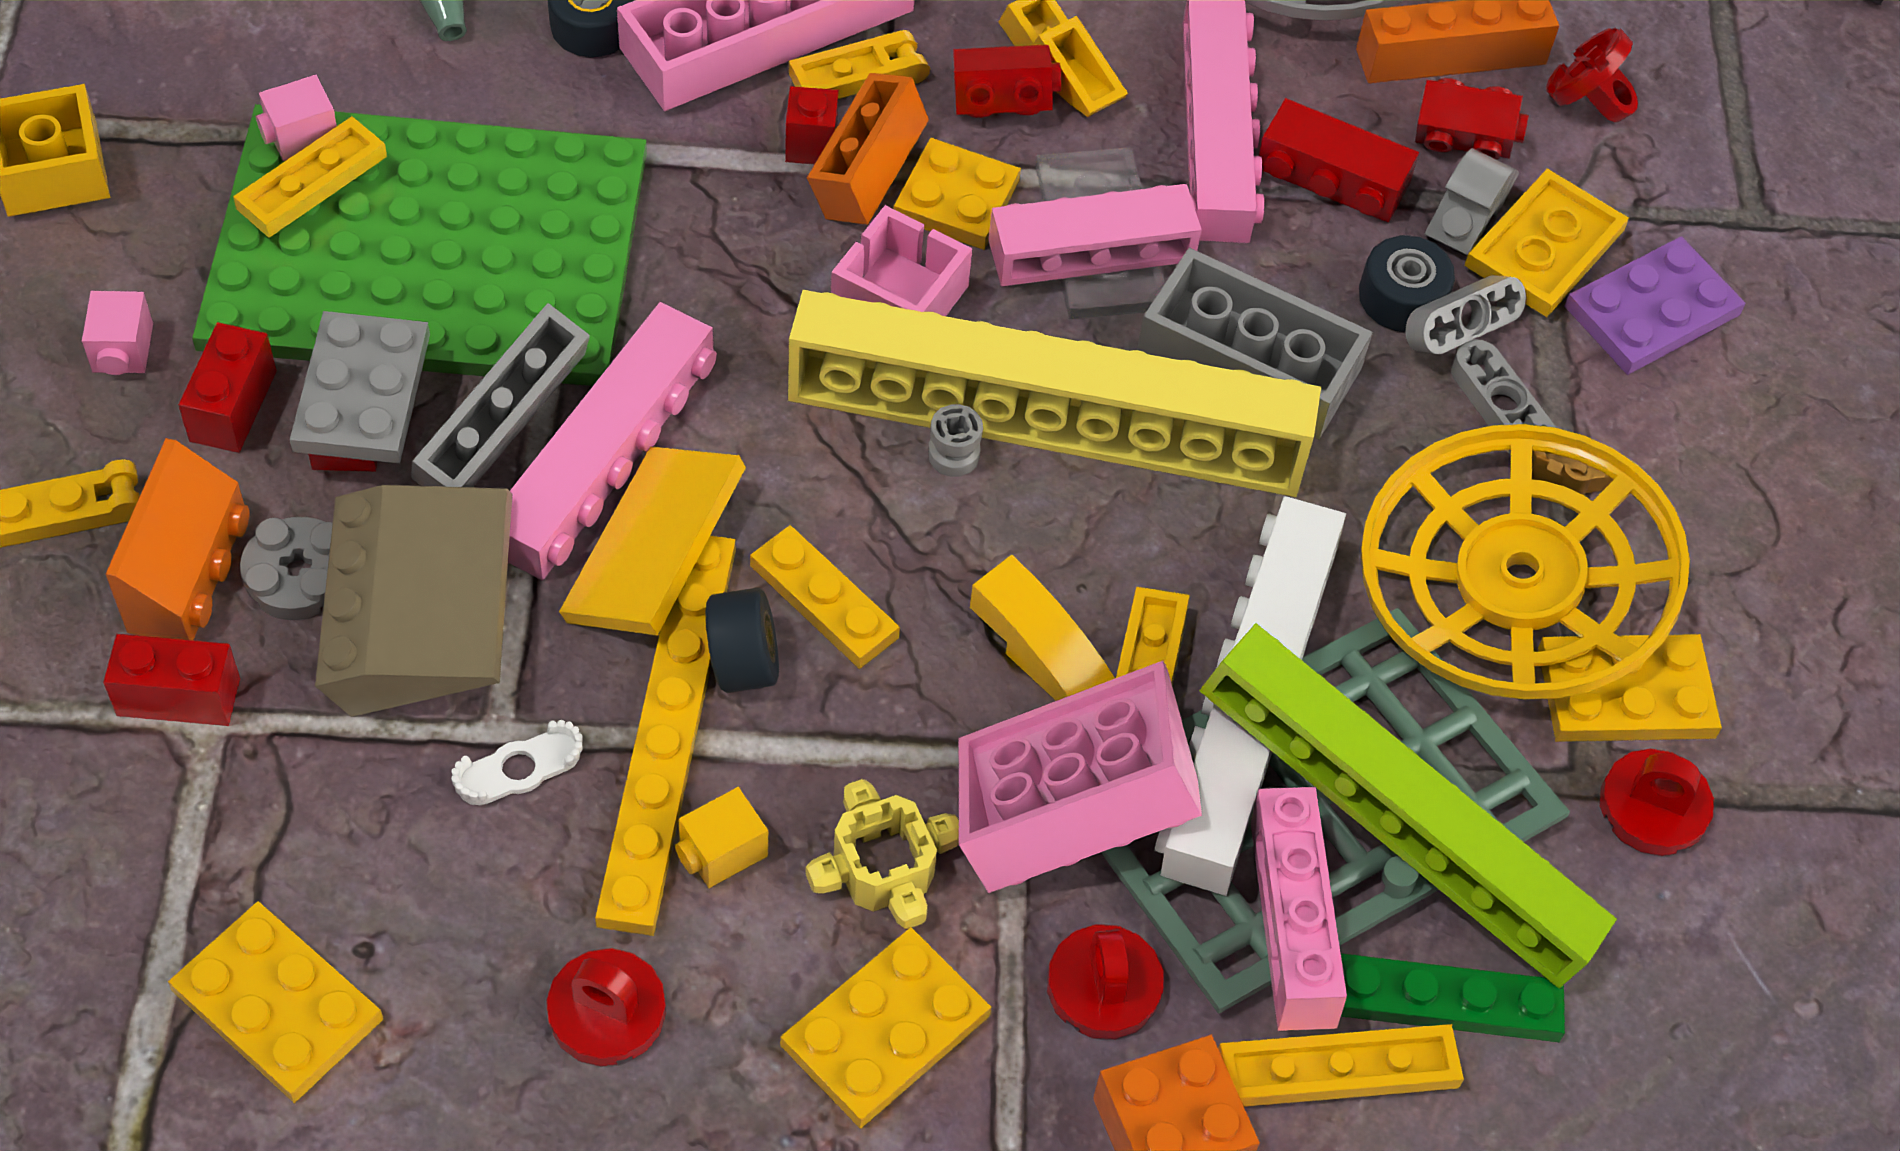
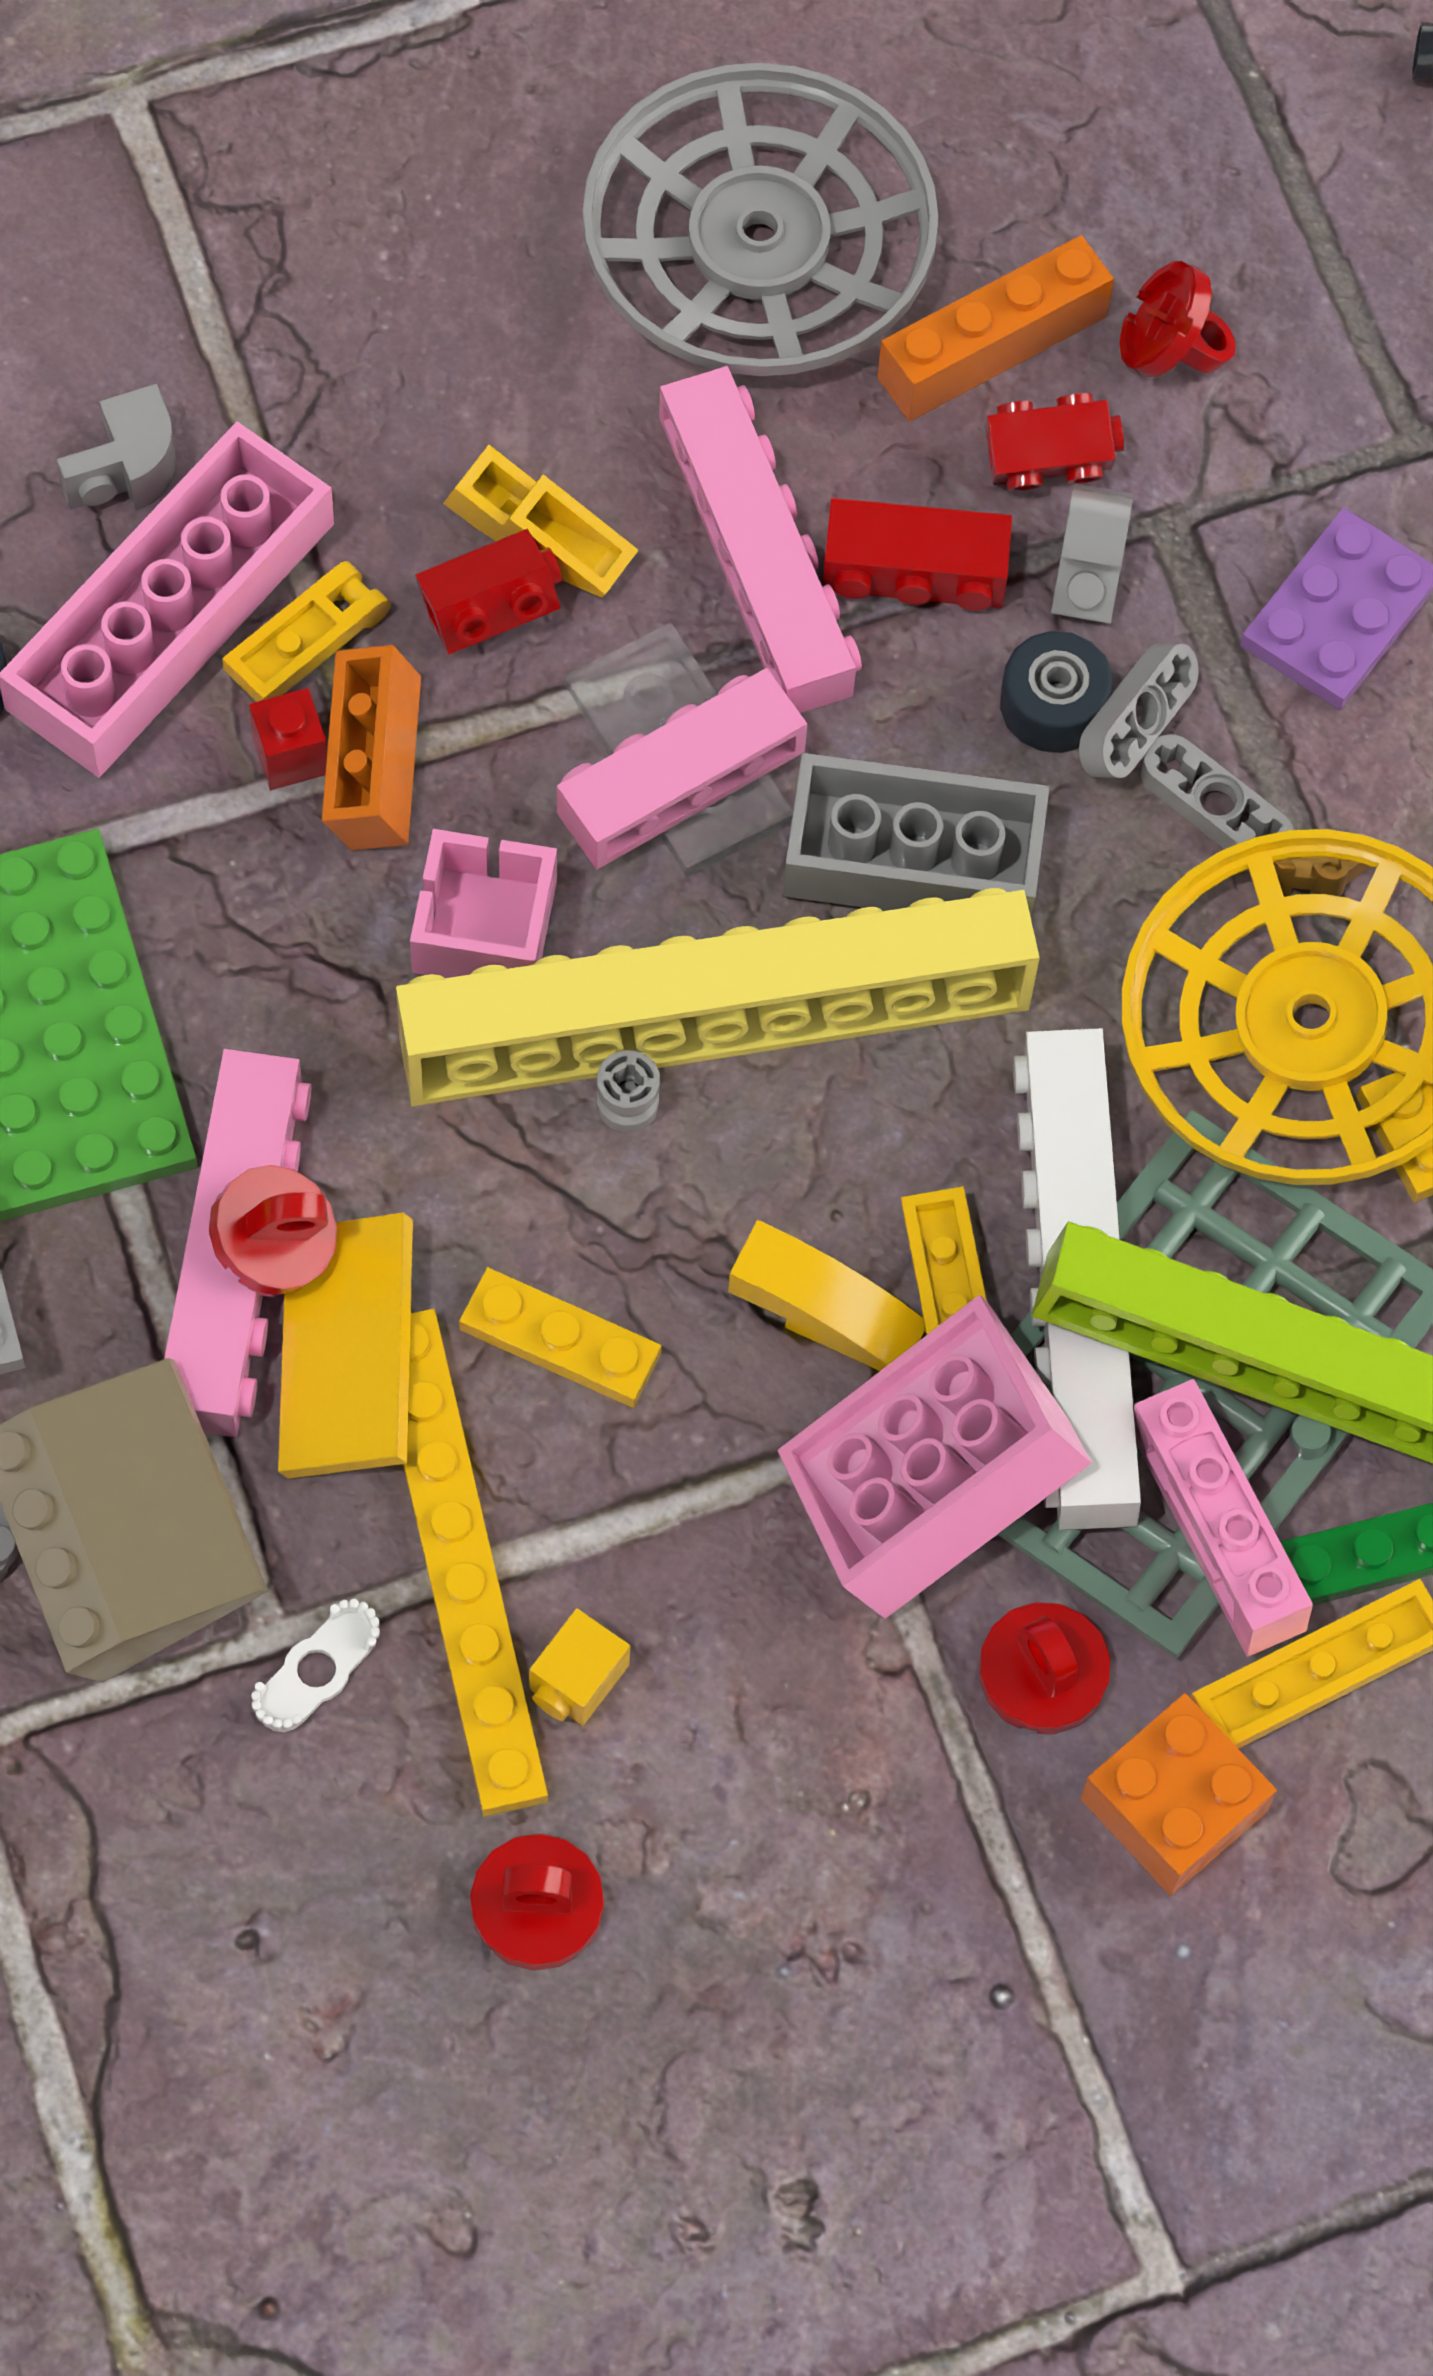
camera: 20 degrees left, 10 degrees up
(276, 1001) = (185, 2033): yellow plate -> none
(502, 402) = (106, 1253): light grey brick -> none
(633, 431) = (273, 1229): none -> tile
(742, 640) = (502, 1432): black wheel -> none
(885, 1027) = (837, 1808): yellow plate -> none
(904, 886) = (793, 1588): light yellow piece -> none
(956, 191) = (491, 760): yellow plate -> none
(1548, 240) = (1194, 571): yellow plate -> none

